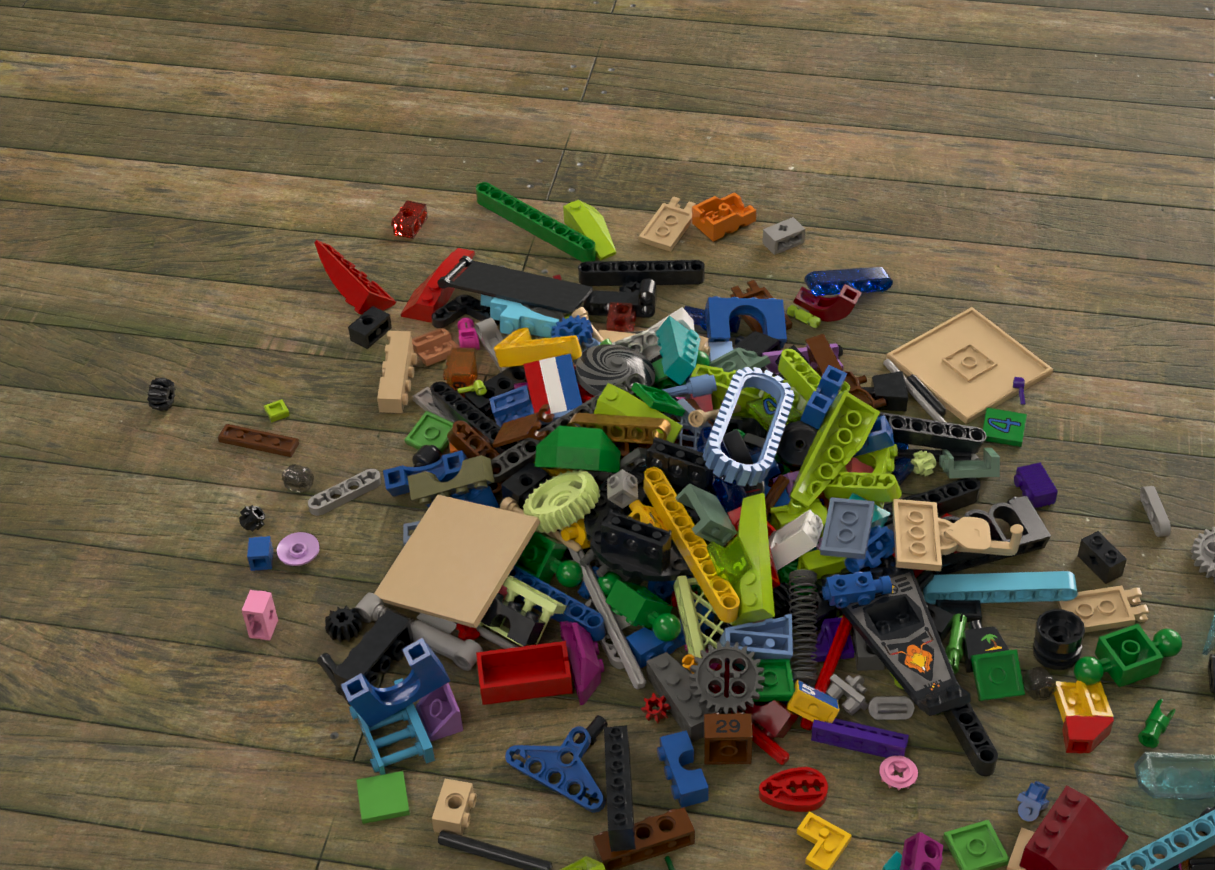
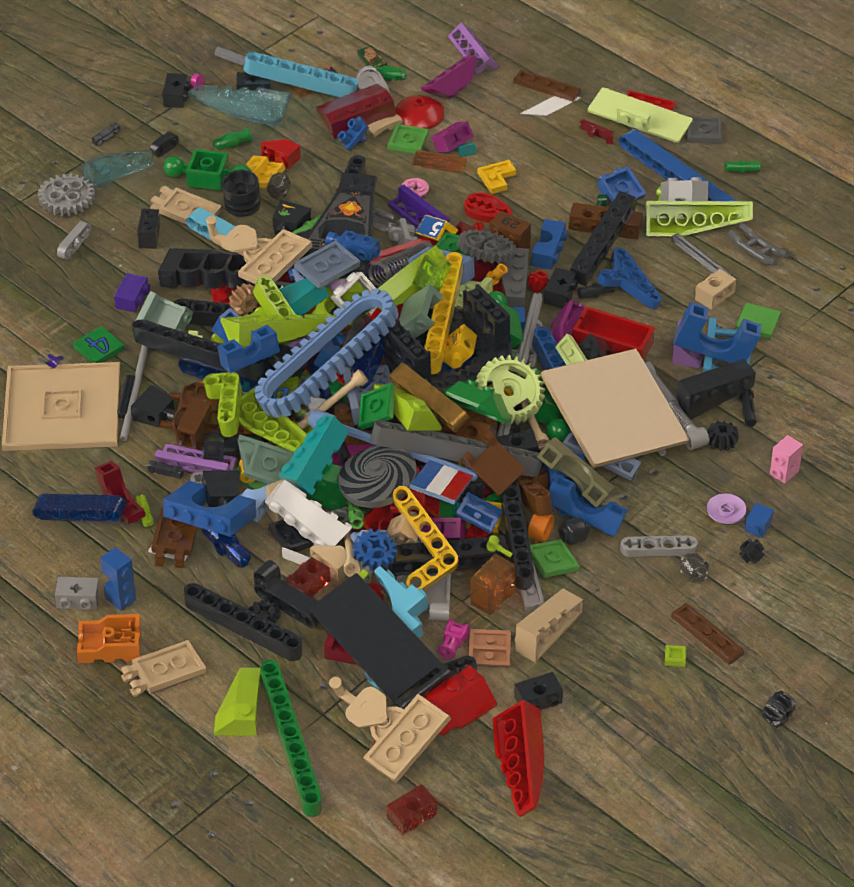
camera: 150 degrees left, 0 degrees up
(448, 245) = (397, 739): none -> tan plate
(622, 488) = (460, 363): light grey brick -> none
(627, 710) = (560, 288): none -> black brick
(753, 224) = (121, 586): none -> blue arch
(893, 837) = (439, 161): none -> clear orange tile
(910, 489) = (243, 299): none -> medium nougat gear
(997, 675) = (300, 198): green tile -> none

